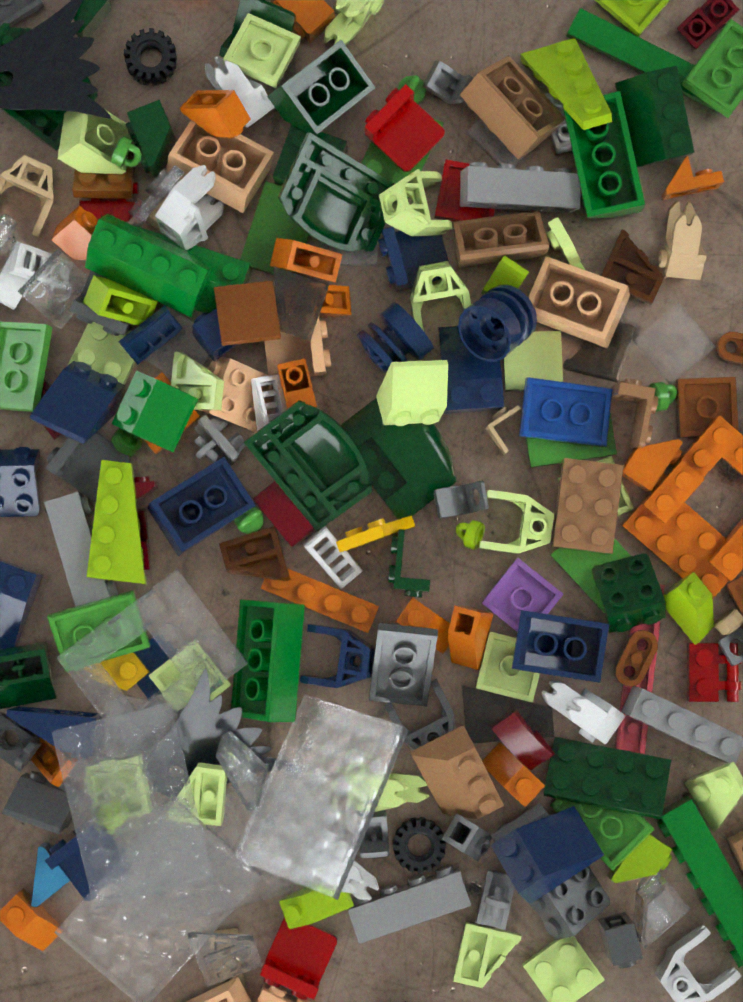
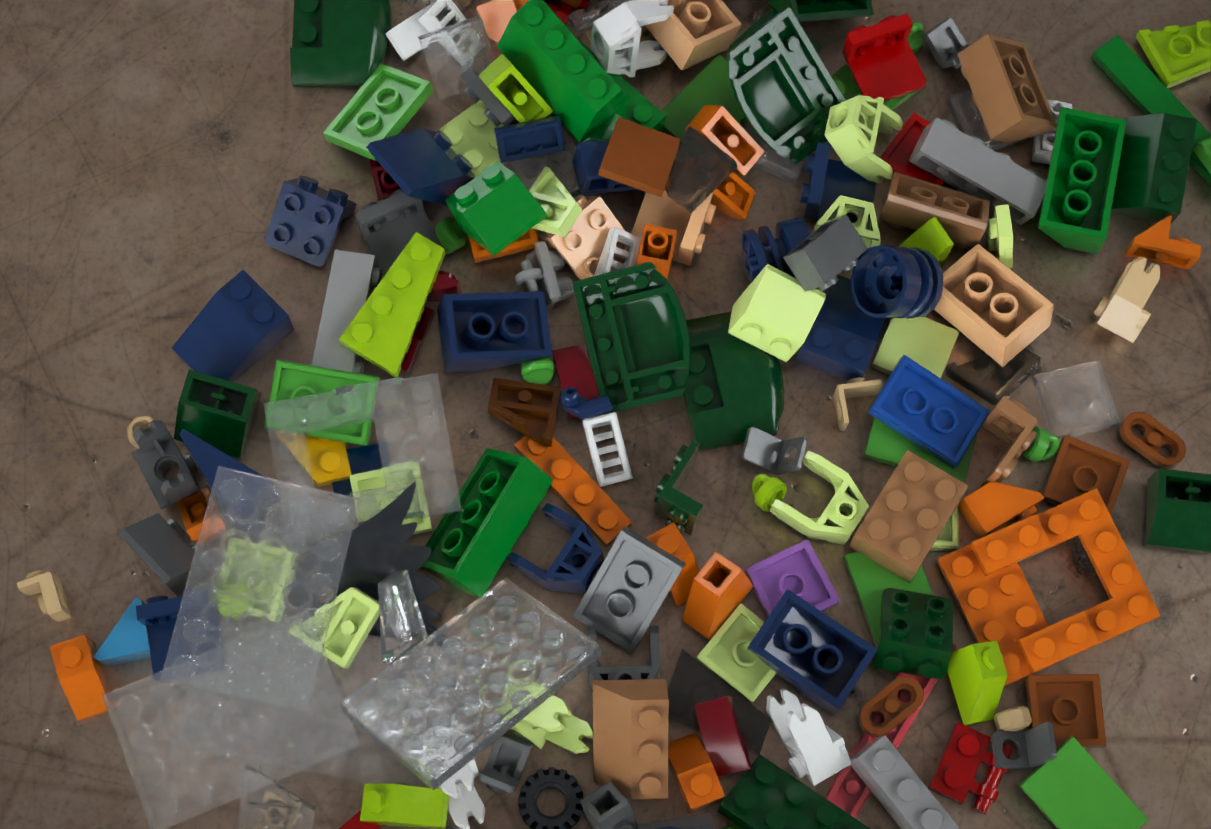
camera: 20 degrees right, 15 degrees down
(299, 537) = (581, 407): none -> dark blue arm
(376, 531) = (661, 439): yellow wing -> none
(433, 331) = (826, 253): none -> dark grey brick
(570, 80) = (1080, 90): lime wing -> none
(632, 268) = (1070, 316): reddish brown wing -> none

